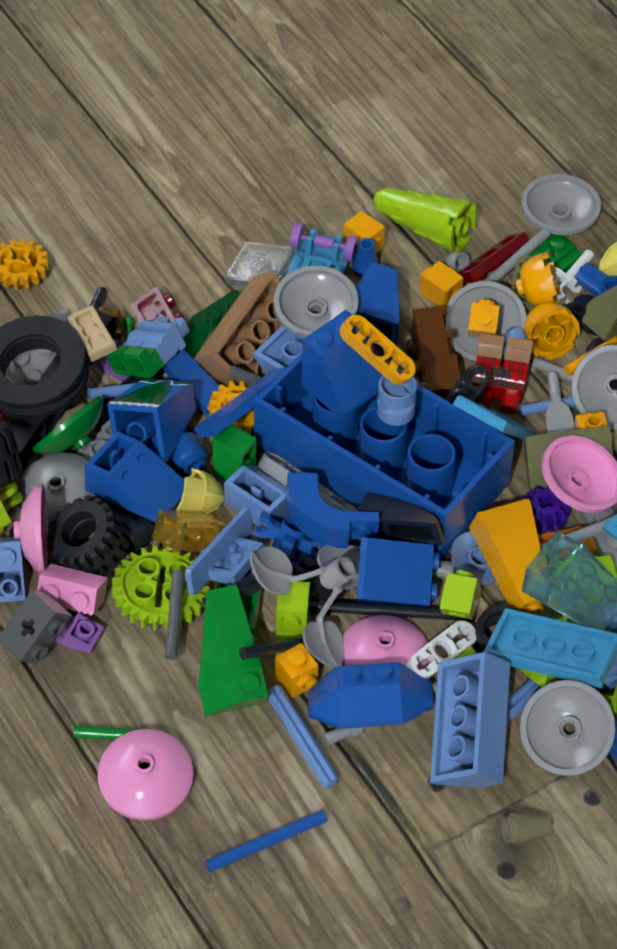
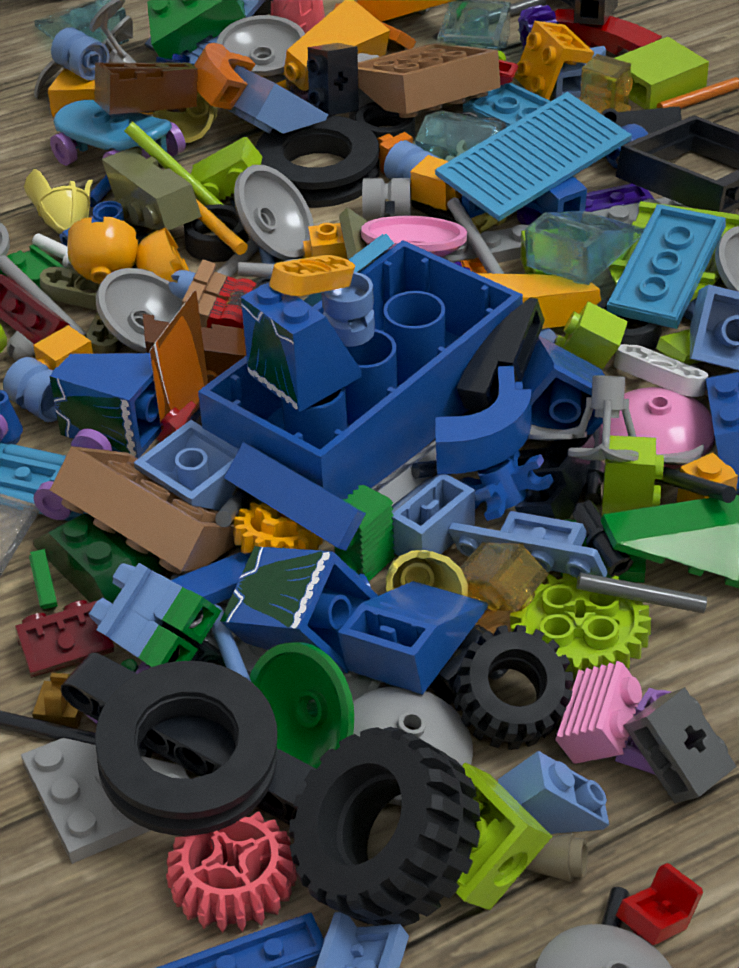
camera: 85 degrees left, 10 degrees down
(33, 528) = (509, 721): bright pink dish -> none
(92, 332) = (114, 667): tan plate -> none
(199, 299) = (42, 579): none -> green tile
(310, 291) = (127, 416): light grey dish -> none
(397, 325) = (179, 360): none -> orange sticker
(408, 268) = (30, 388): none -> medium blue wheel
(483, 318) = (161, 294): light orange brick -> none

